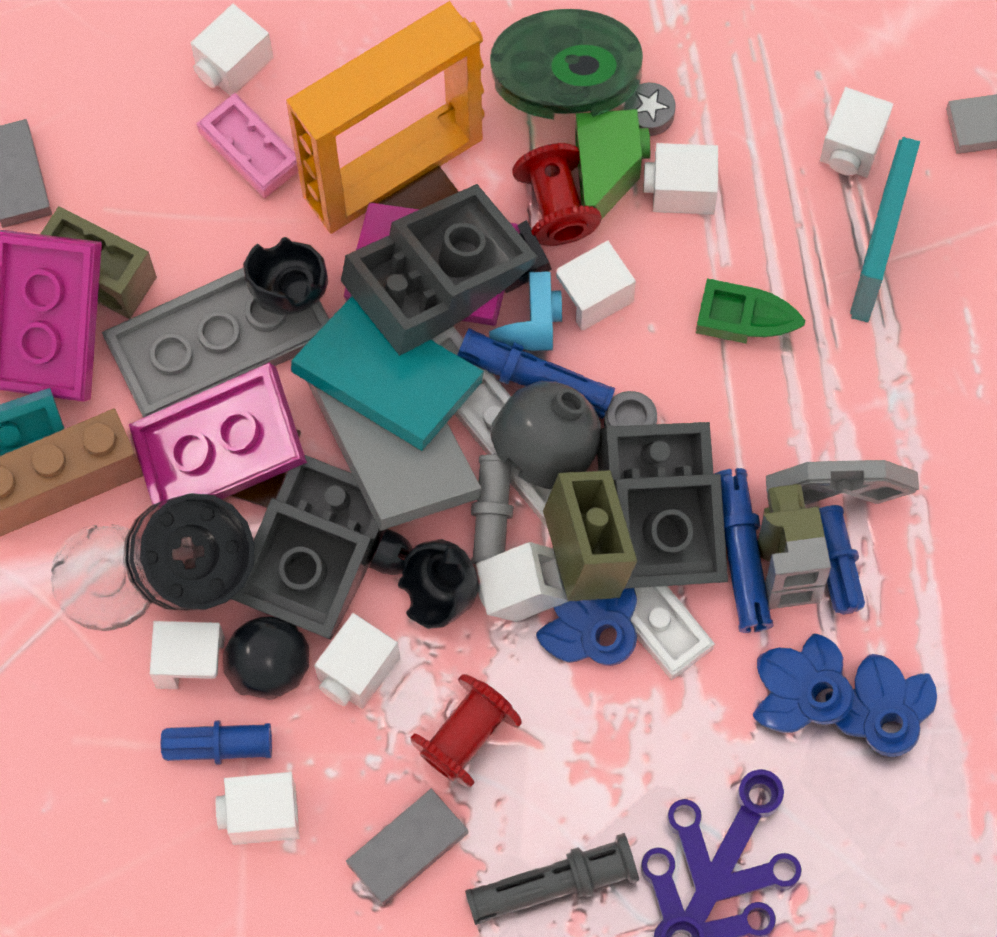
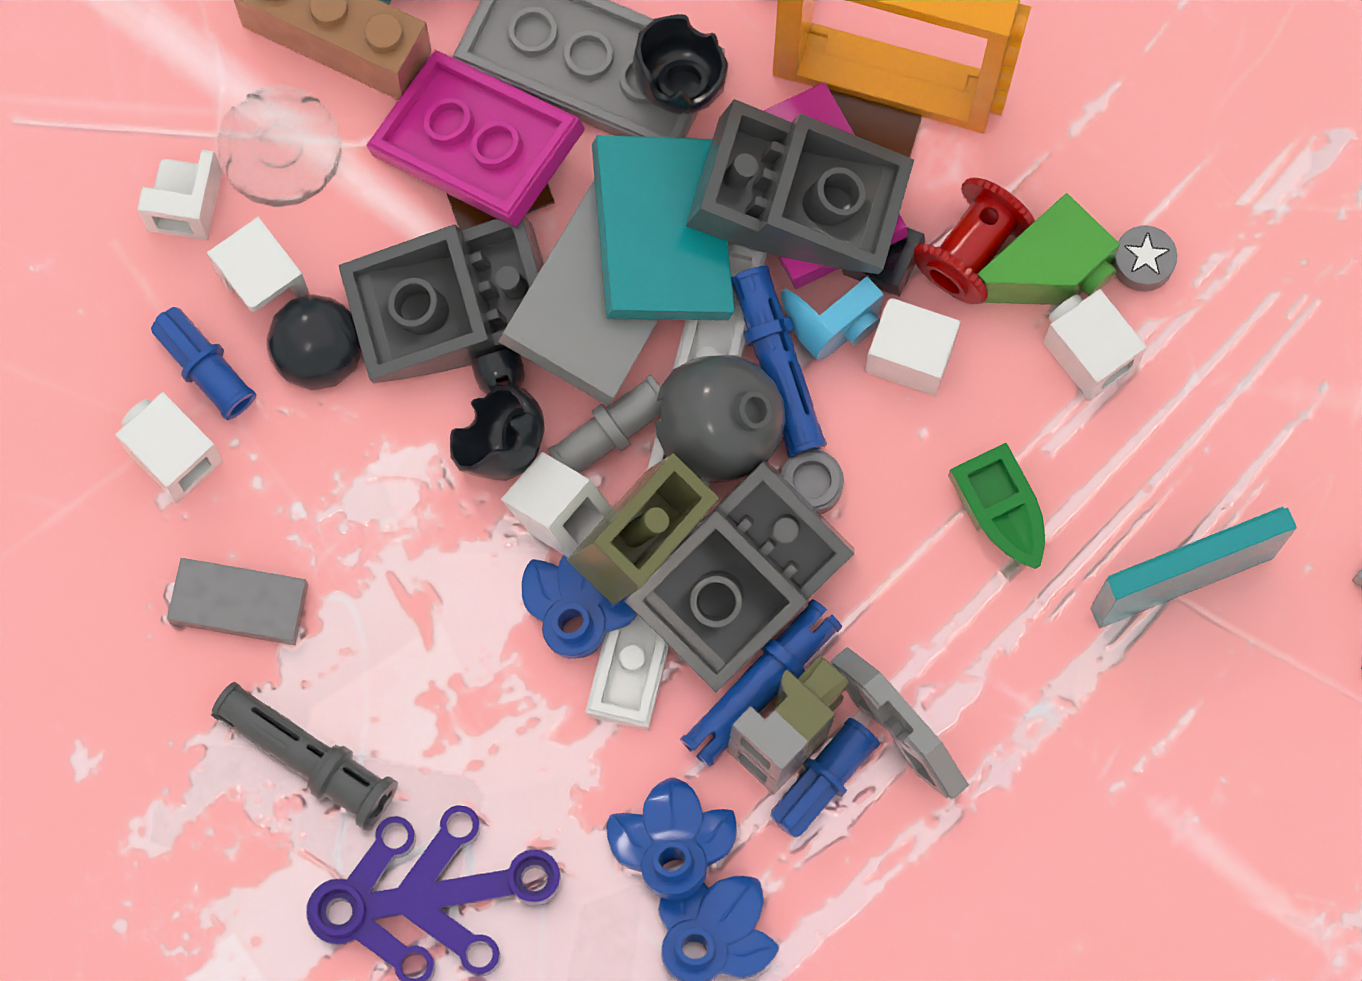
camera: 50 degrees right, 5 degrees up
(86, 666) = (182, 197): none -> white panel
(220, 548) = (304, 194): black wheel -> none
(356, 662) = (367, 422): white brick -> none
(466, 730) = (378, 566): red hose -> none
(566, 63) = (1116, 144): clear green tile -> none
(855, 133) = (1281, 466): white brick -> none

